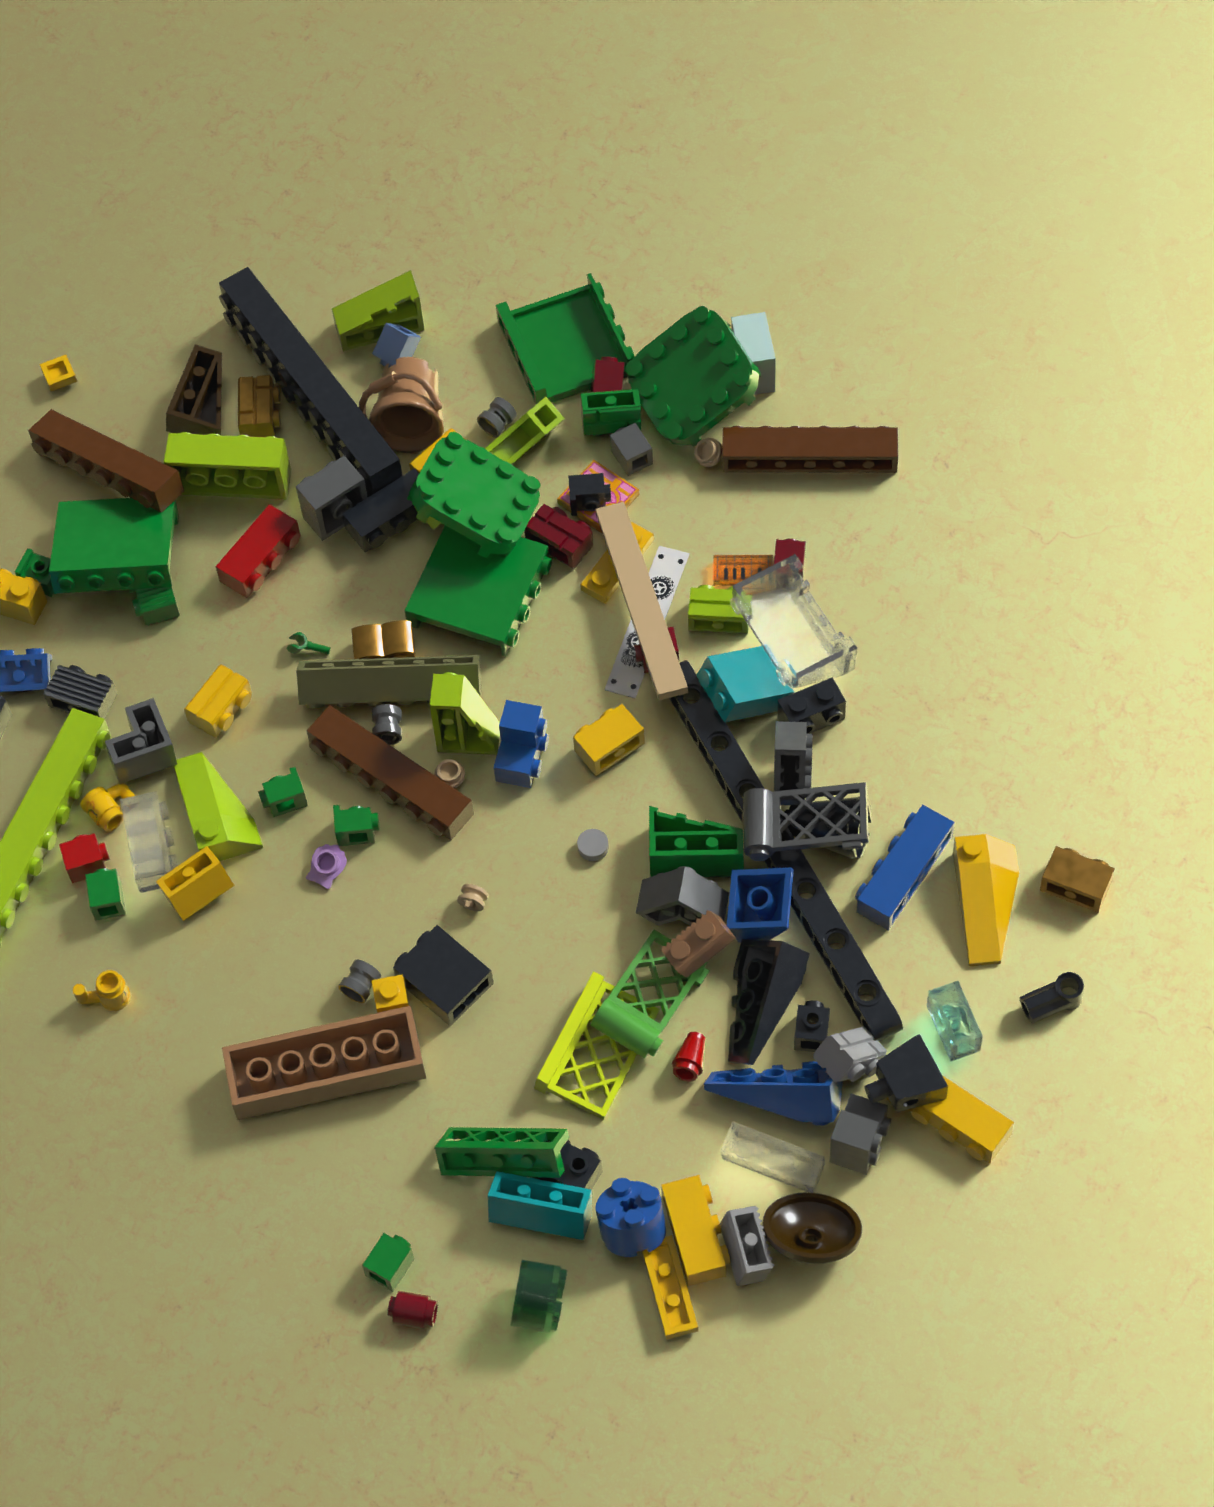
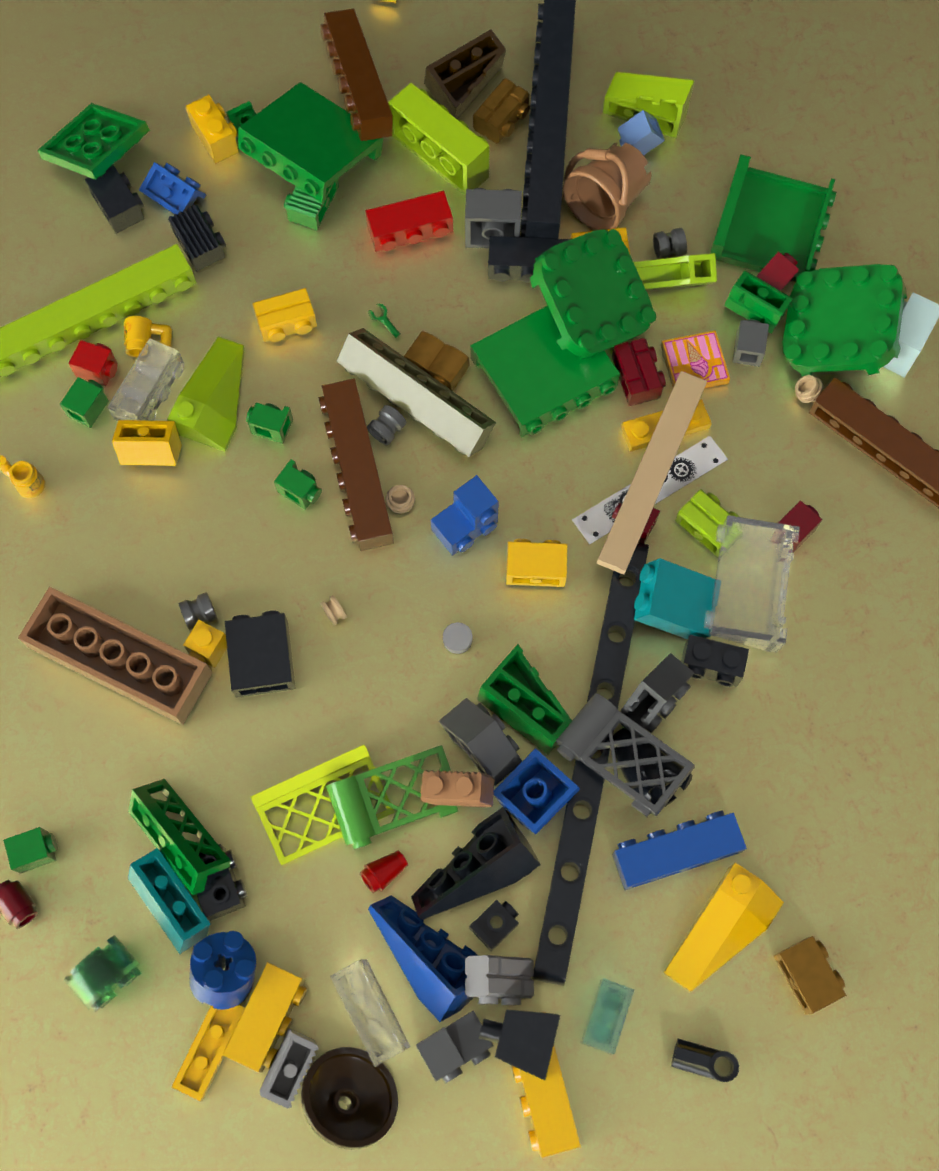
camera: 35 degrees right, 10 degrees up
(145, 747) = (201, 312): dark grey brick -> none
(326, 865) = (254, 501): lavender animal -> none
(461, 717) = (436, 459): lime wedge -> none
(588, 492) = (685, 353): black brick -> none
(735, 568) = (755, 502): clear orange tile -> none

